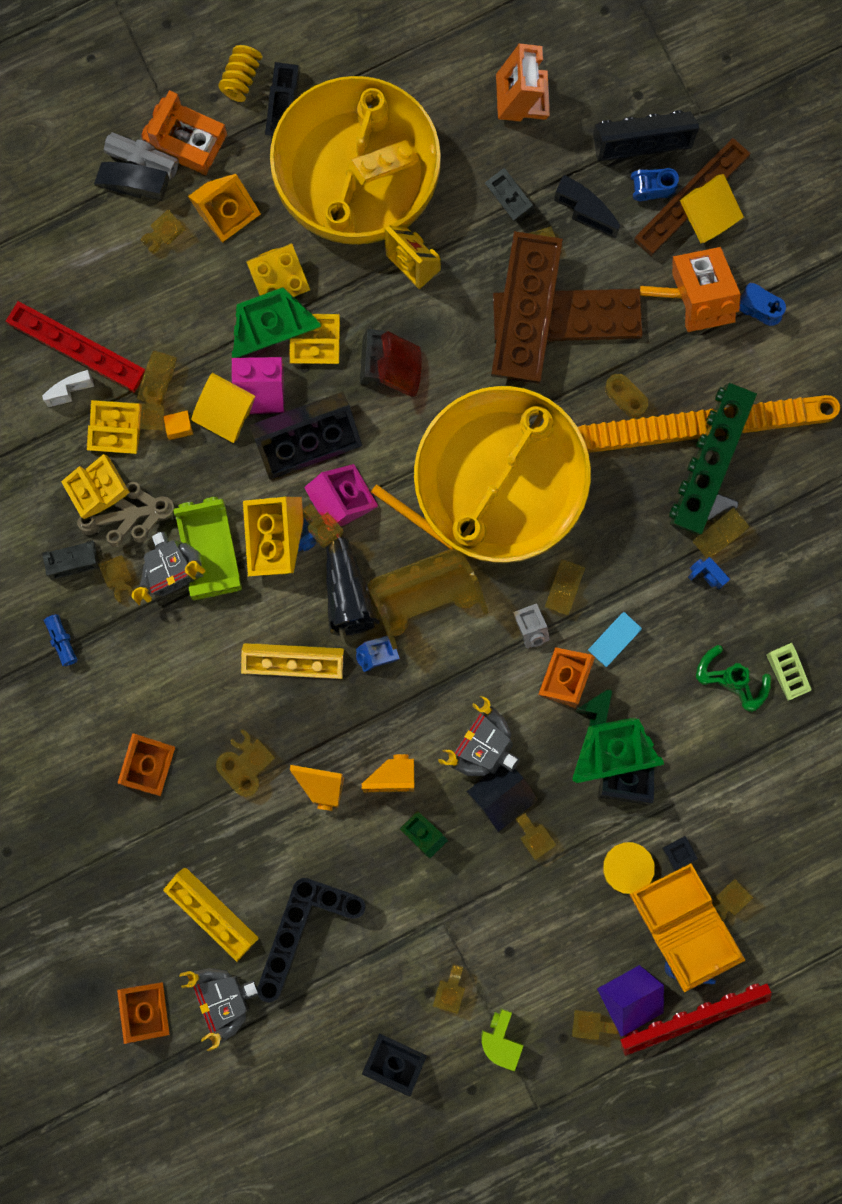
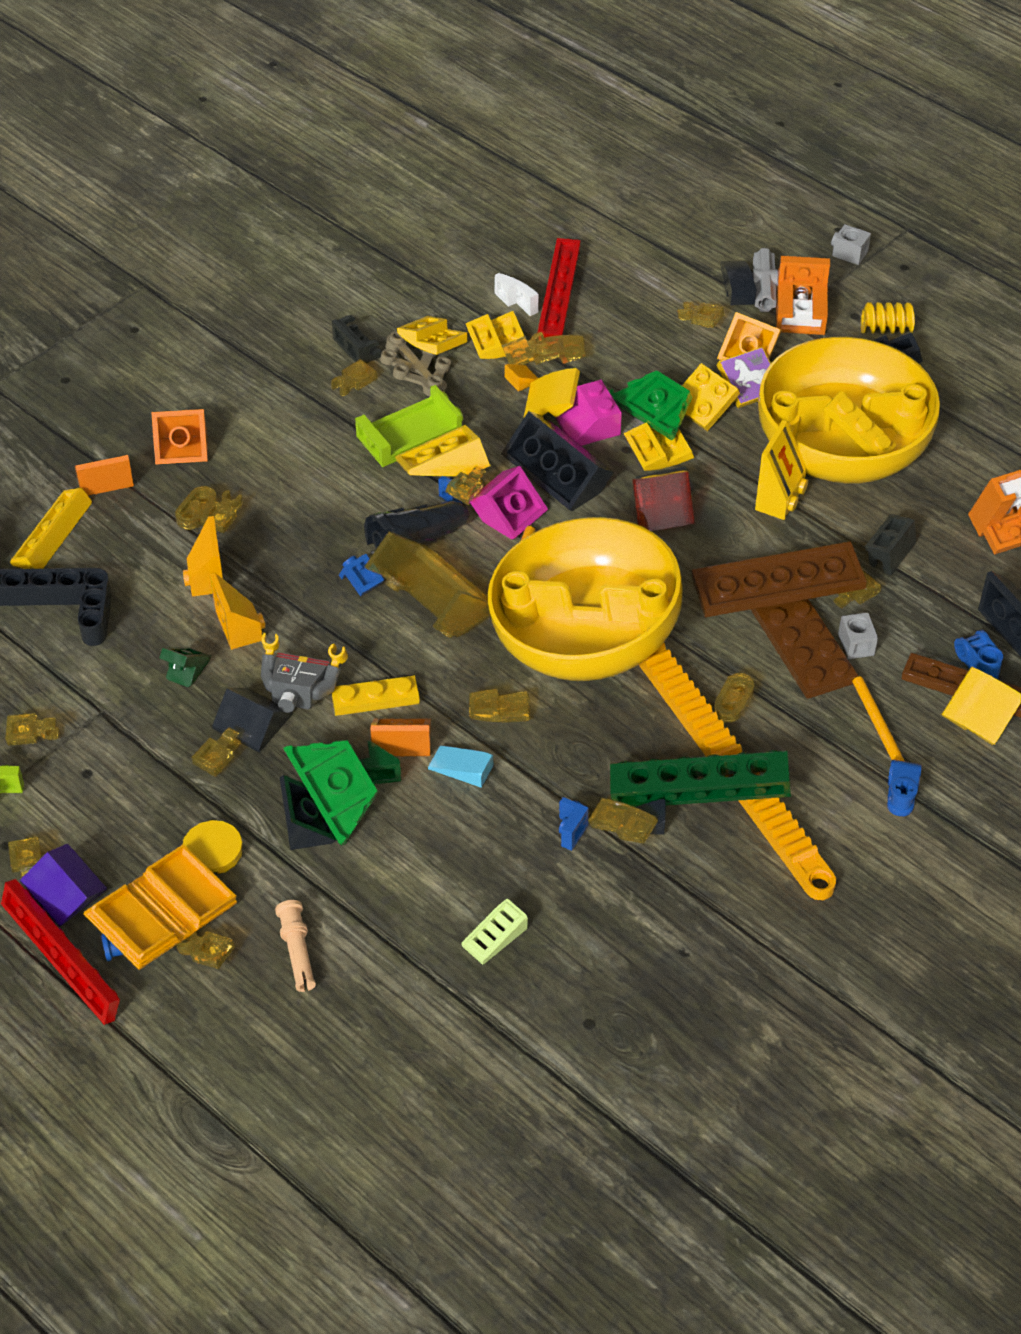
camera: 70 degrees right, 30 degrees down
(60, 640) = (277, 355): blue pin -> none
(125, 48) = (851, 244): none -> light grey brick
(156, 847) = (105, 475): none -> orange slope
(167, 568) = (377, 400): dark grey torso -> none
(266, 224) = (745, 373): none -> tile
(292, 661) = (327, 519): yellow slope -> none
(515, 684) = (375, 695): none -> yellow plate
(532, 626) = (442, 685): light grey bracket -> none
(586, 206) = (918, 604): black slope -> none
(606, 262) = (857, 635): none -> light grey brick
(679, 853) = (245, 885): black plate -> none
(706, 289) = (885, 722): orange brick -> none
(733, 679) = (462, 882): green piece -> none
(738, 828) = (294, 933): none -> light nougat pin

